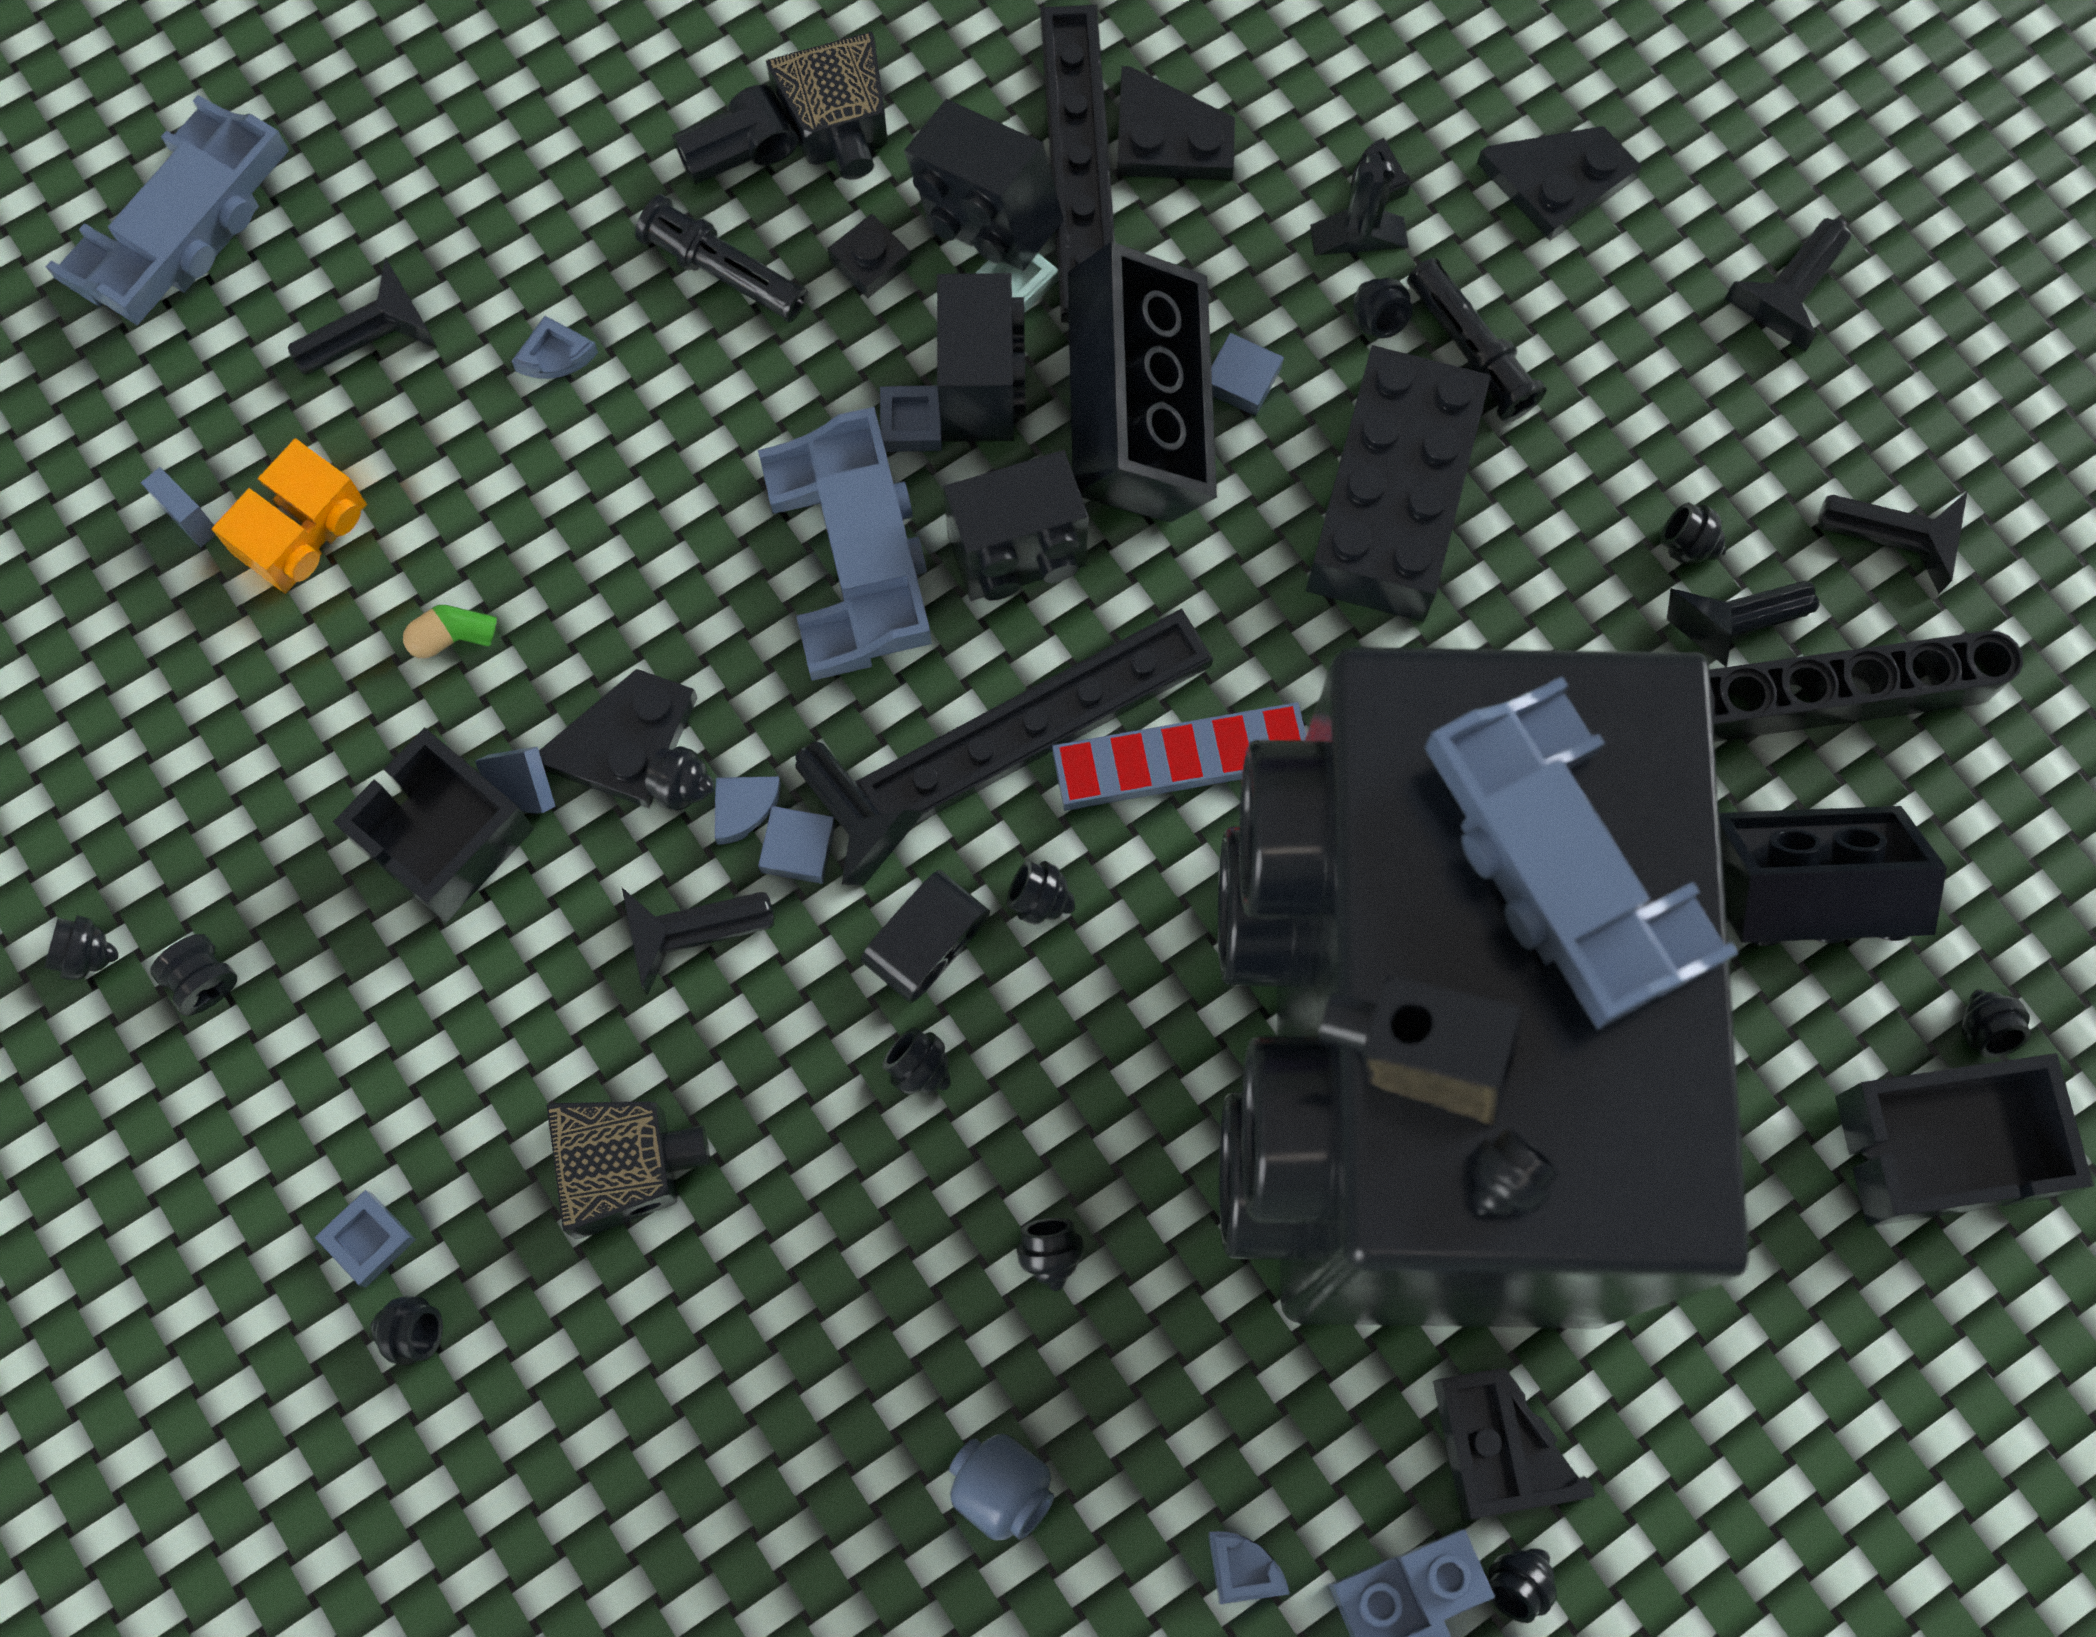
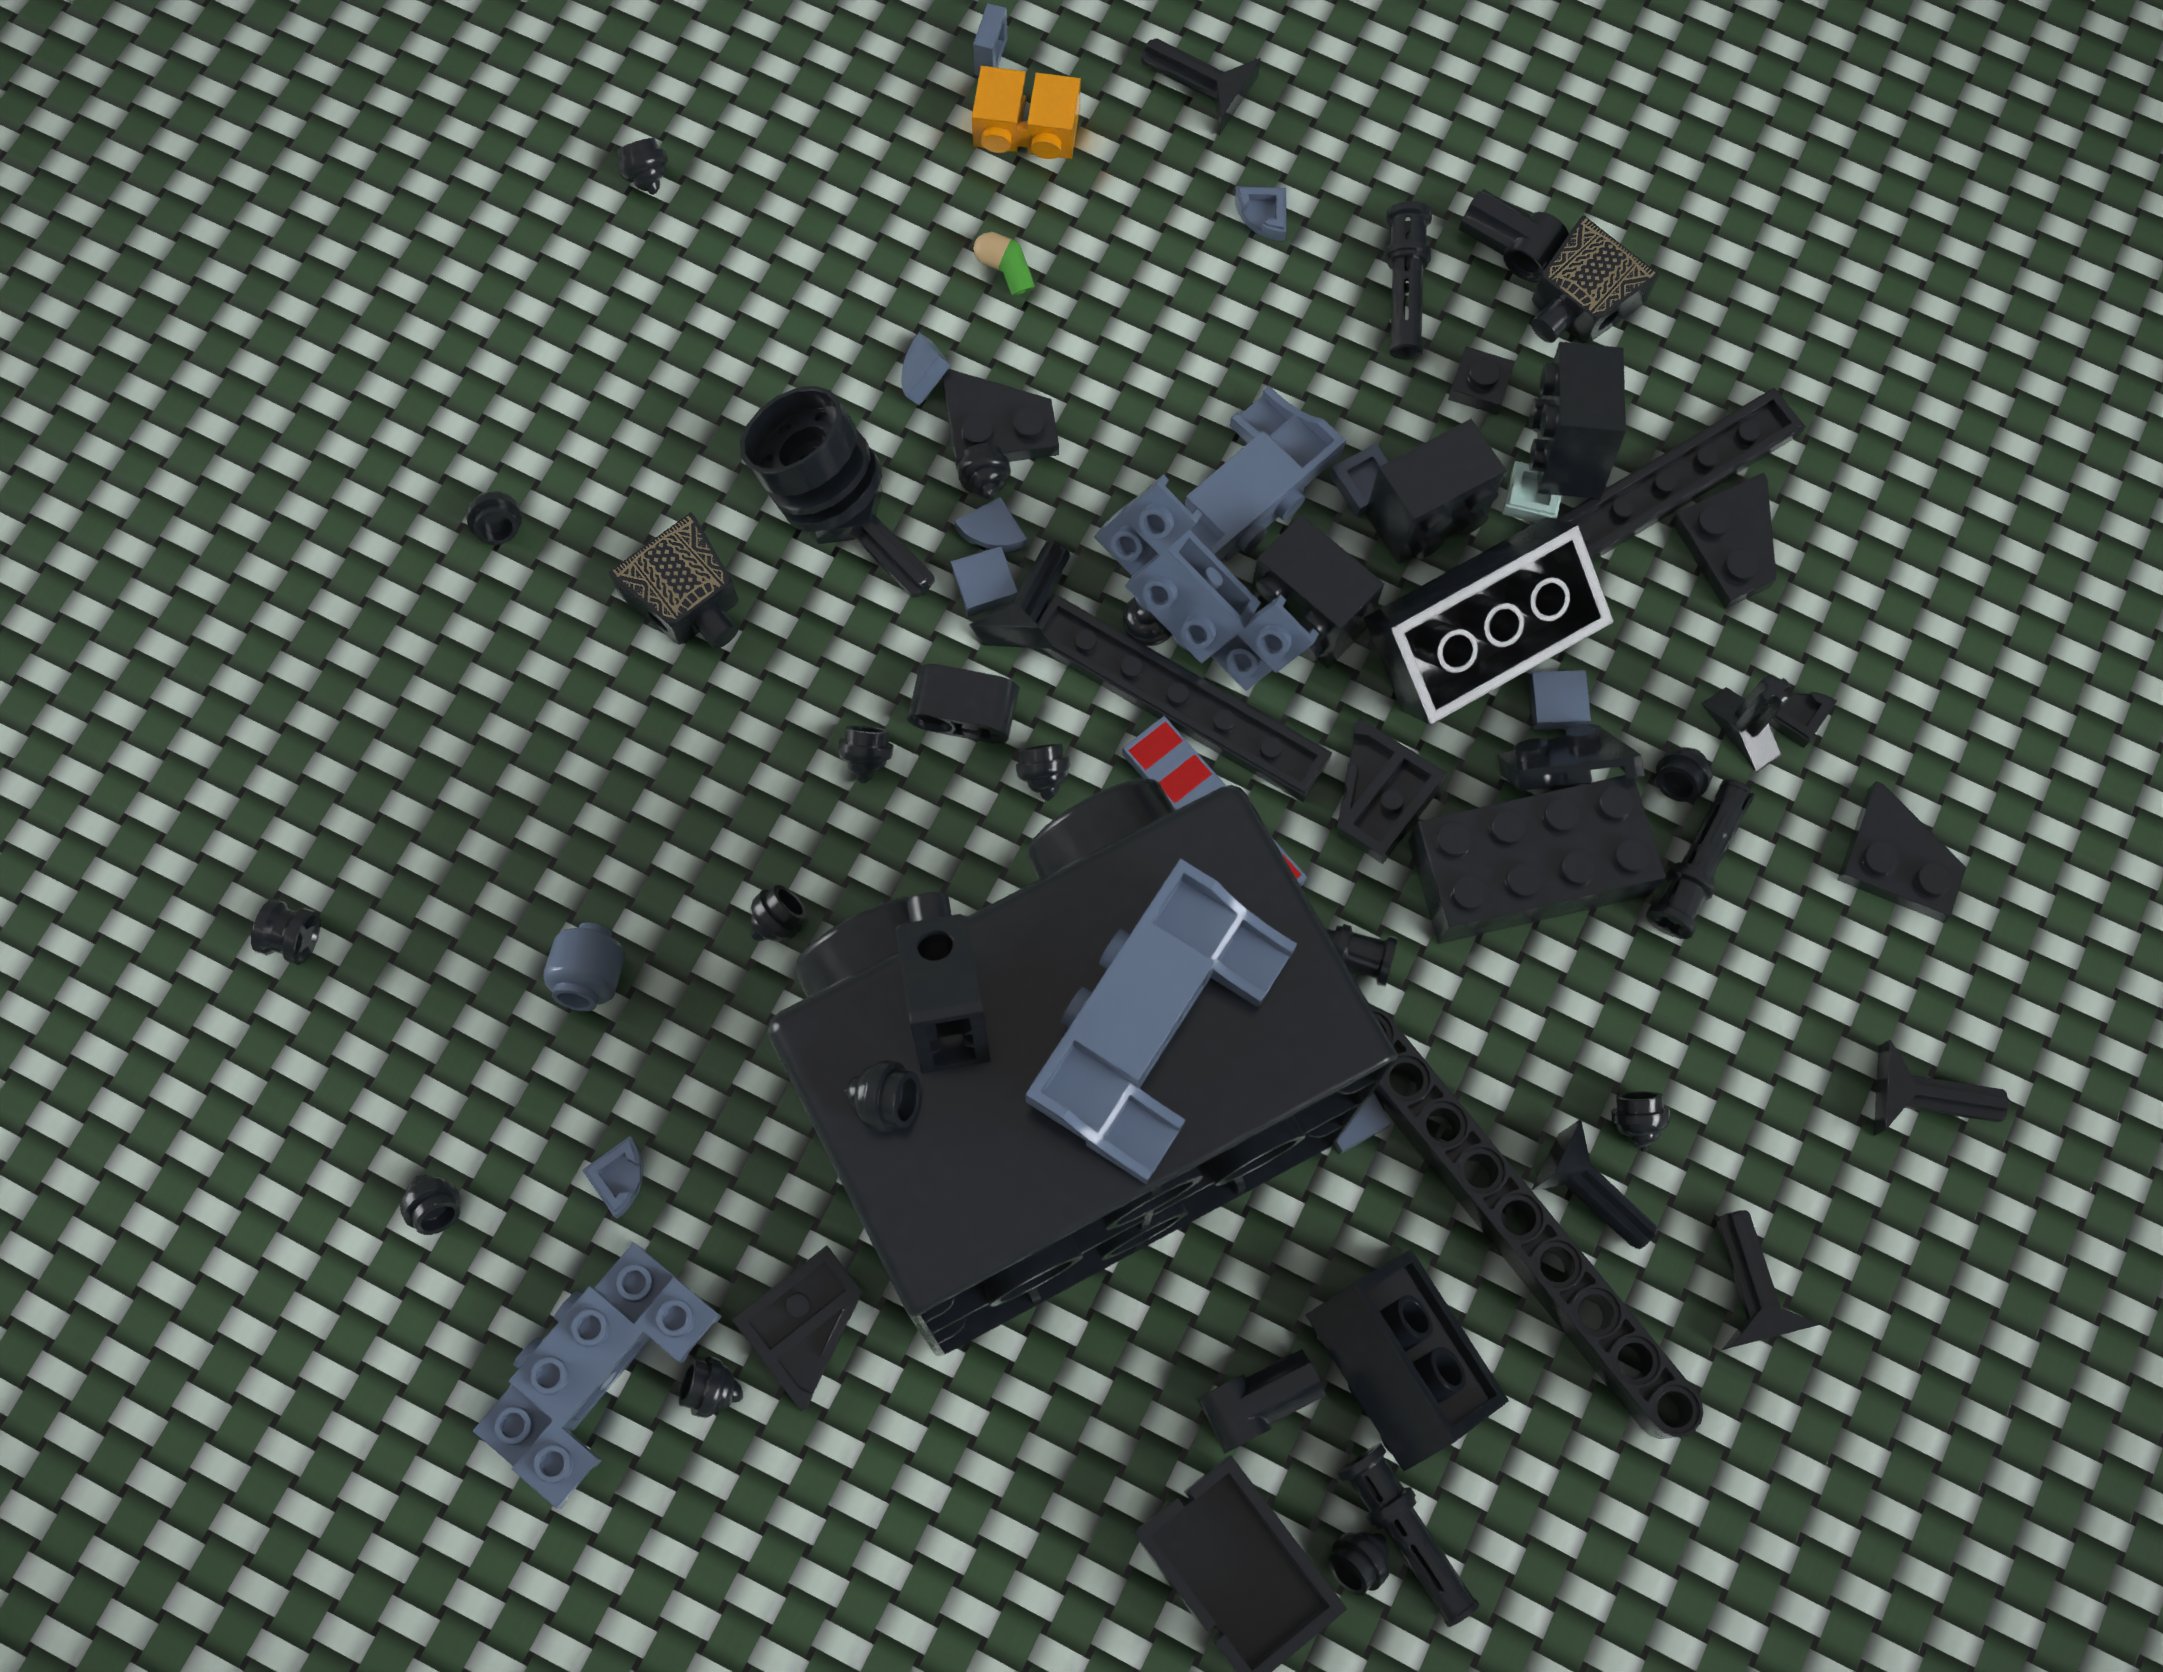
camera: 60 degrees right, 0 degrees up
(193, 974) = (664, 244): black wheel -> none
(365, 1238) = (544, 457): sand blue tile -> none
(445, 833) = (851, 343): black piece -> none
(567, 943) = (811, 459): none -> black wheel
(939, 703) = (1143, 625): none -> black plate
(957, 635) = (1196, 592): none -> sand blue bracket
(1248, 583) = (1384, 791): none -> black wing
(1318, 395) = (1568, 758): none -> black wing
(1799, 1047) = (1250, 1404): none -> black piece
(1962, 966) = (1392, 1508): none -> black pin

